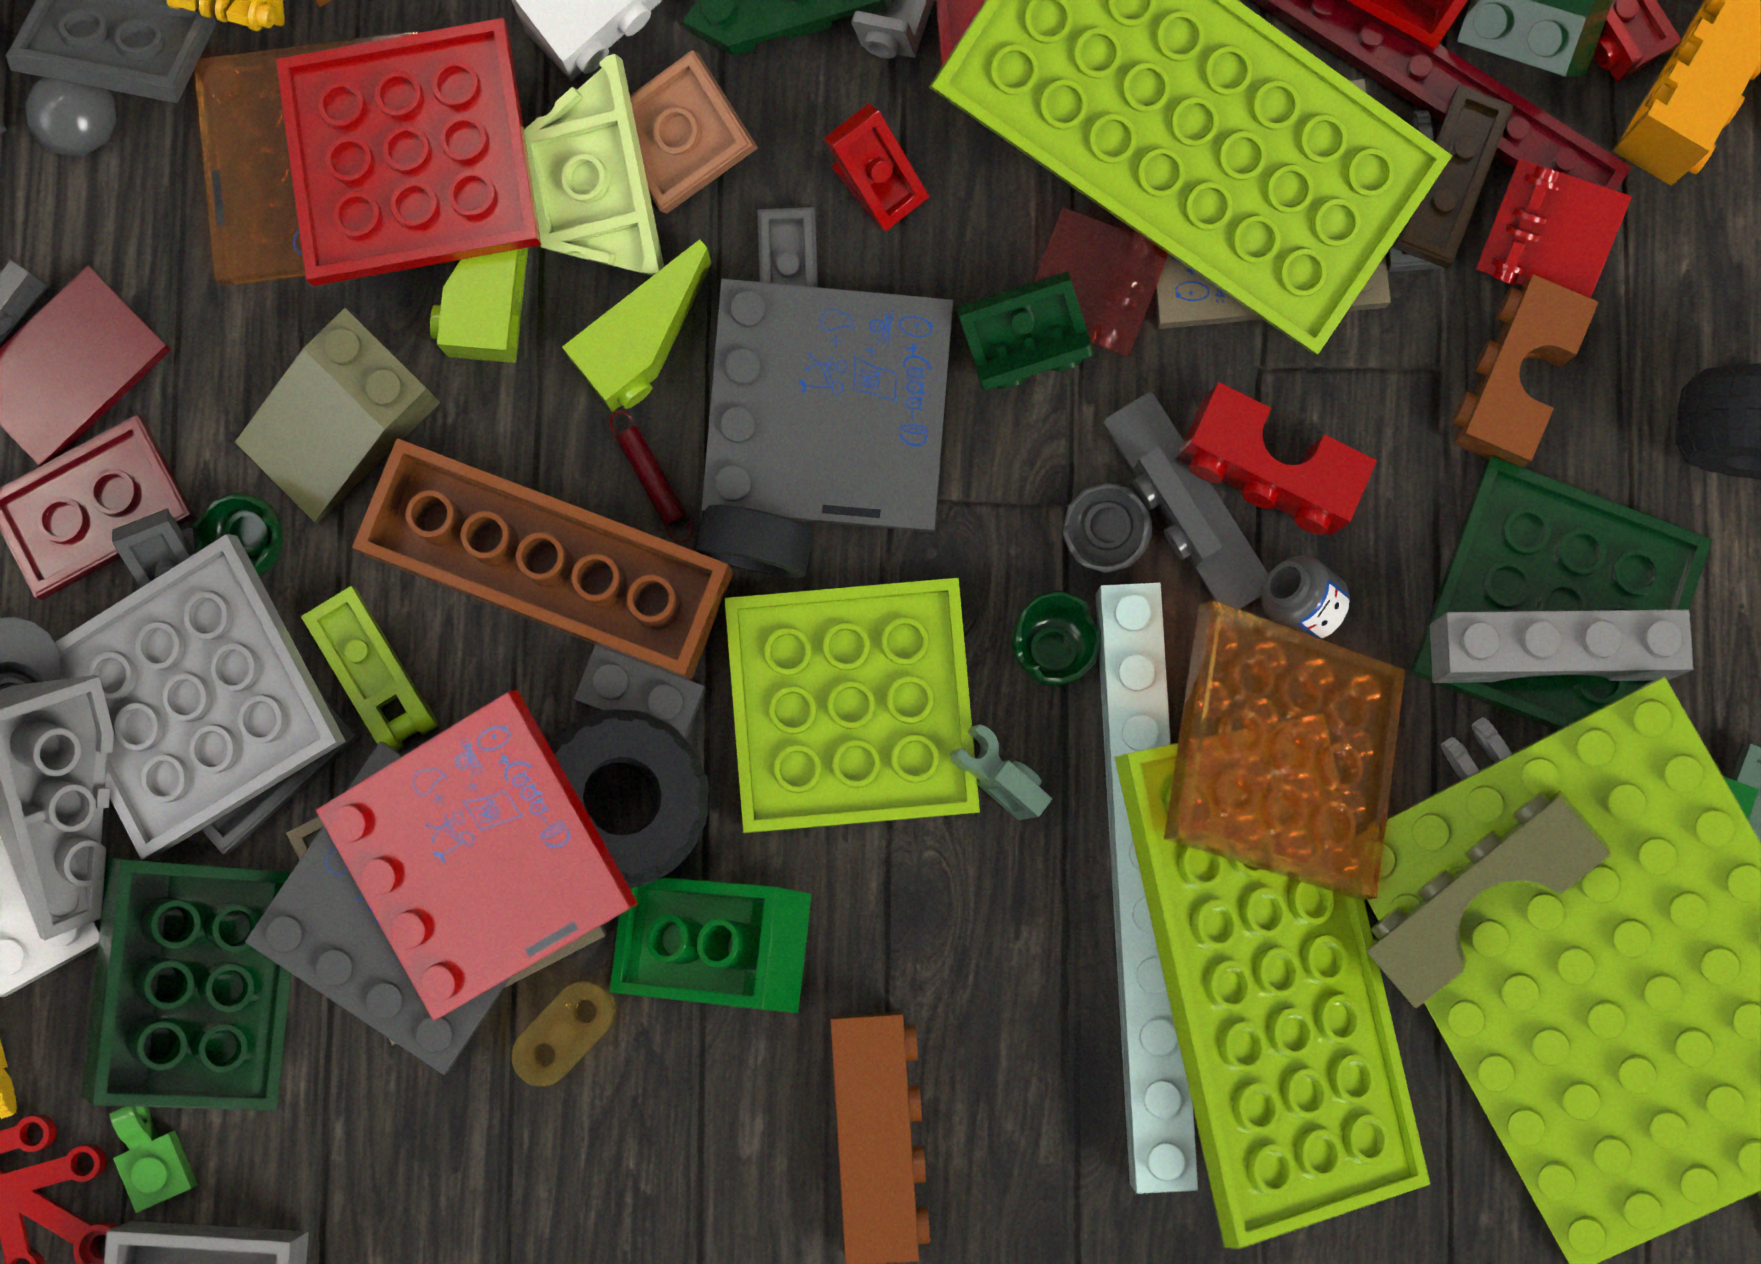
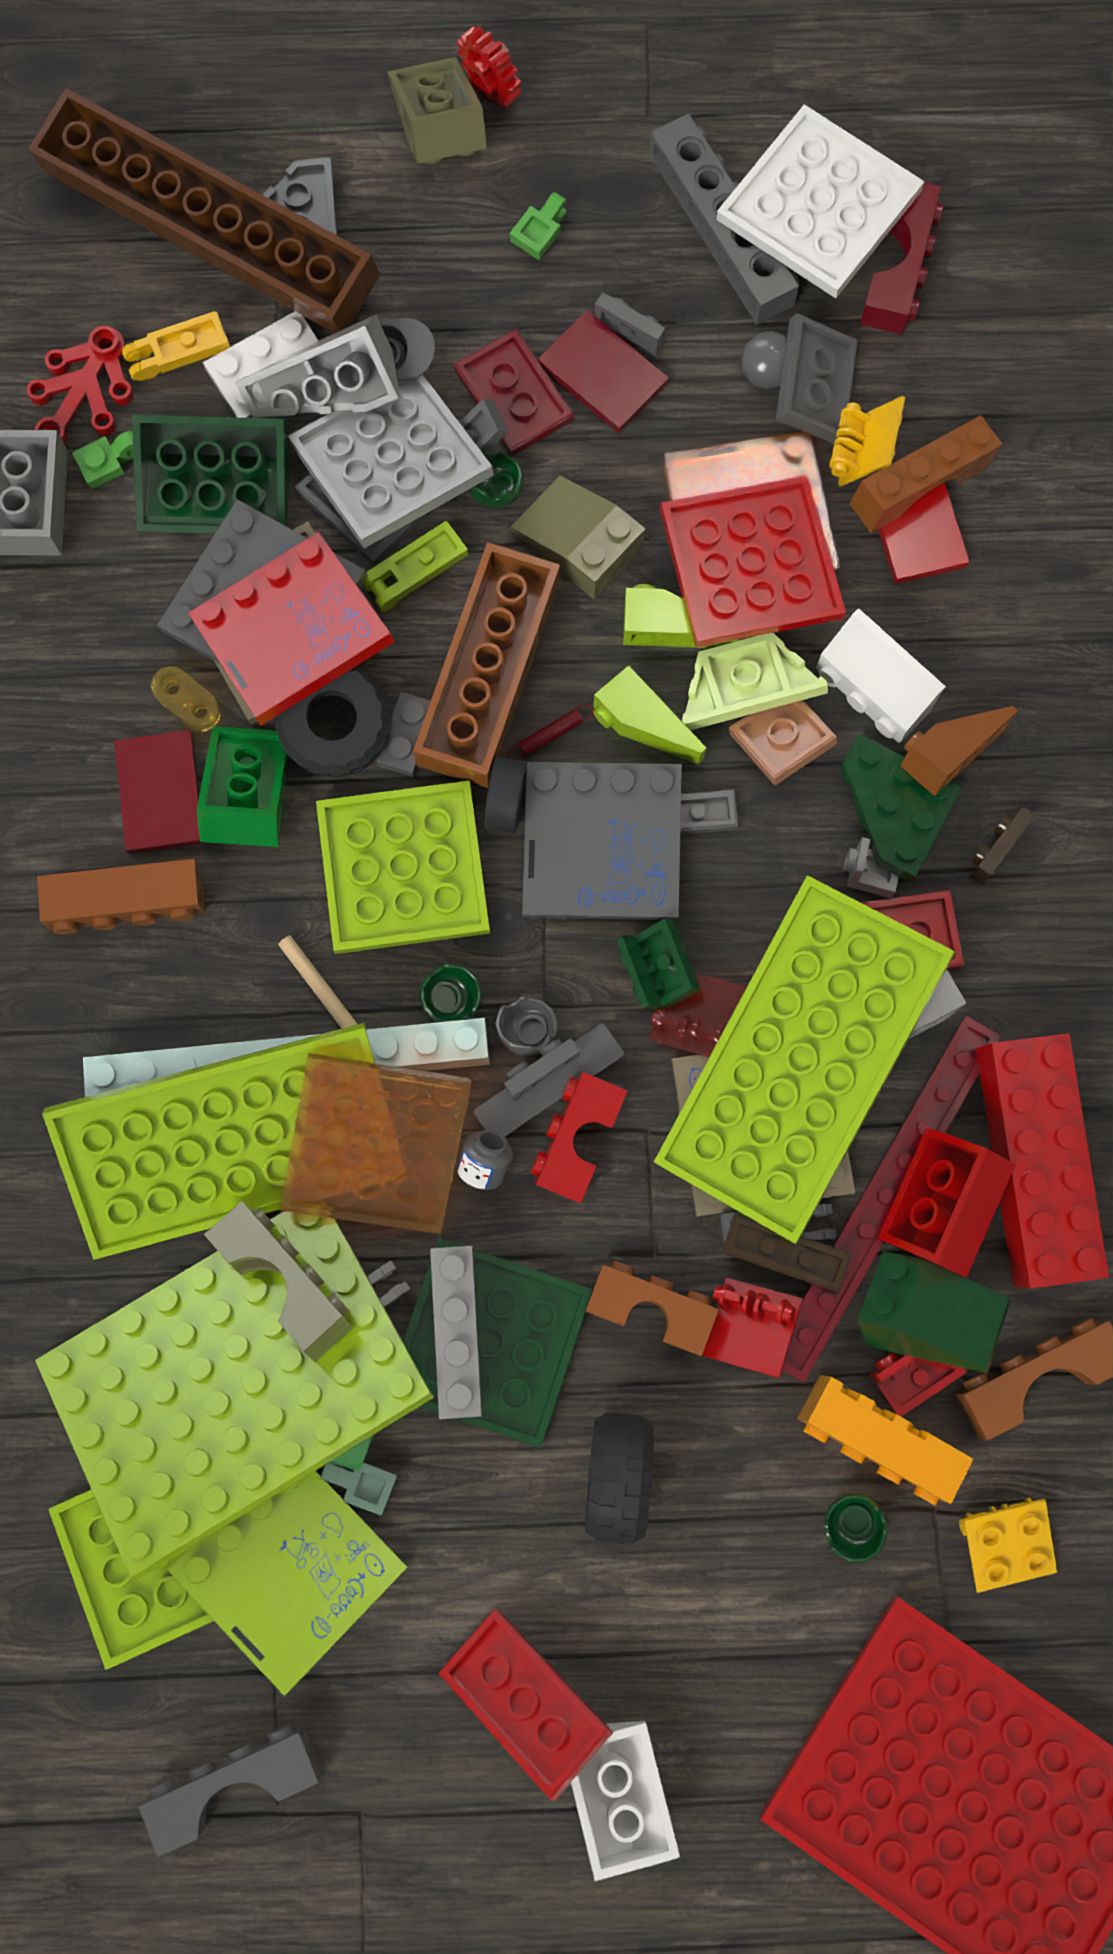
camera: 80 degrees right, 5 degrees down
(709, 1078) = (158, 791): none -> dark red tile
(875, 167) = (766, 862): red slope -> none
(1007, 782) = (352, 971): sand green plate -> none
(1026, 838) = (316, 982): none -> tan bar

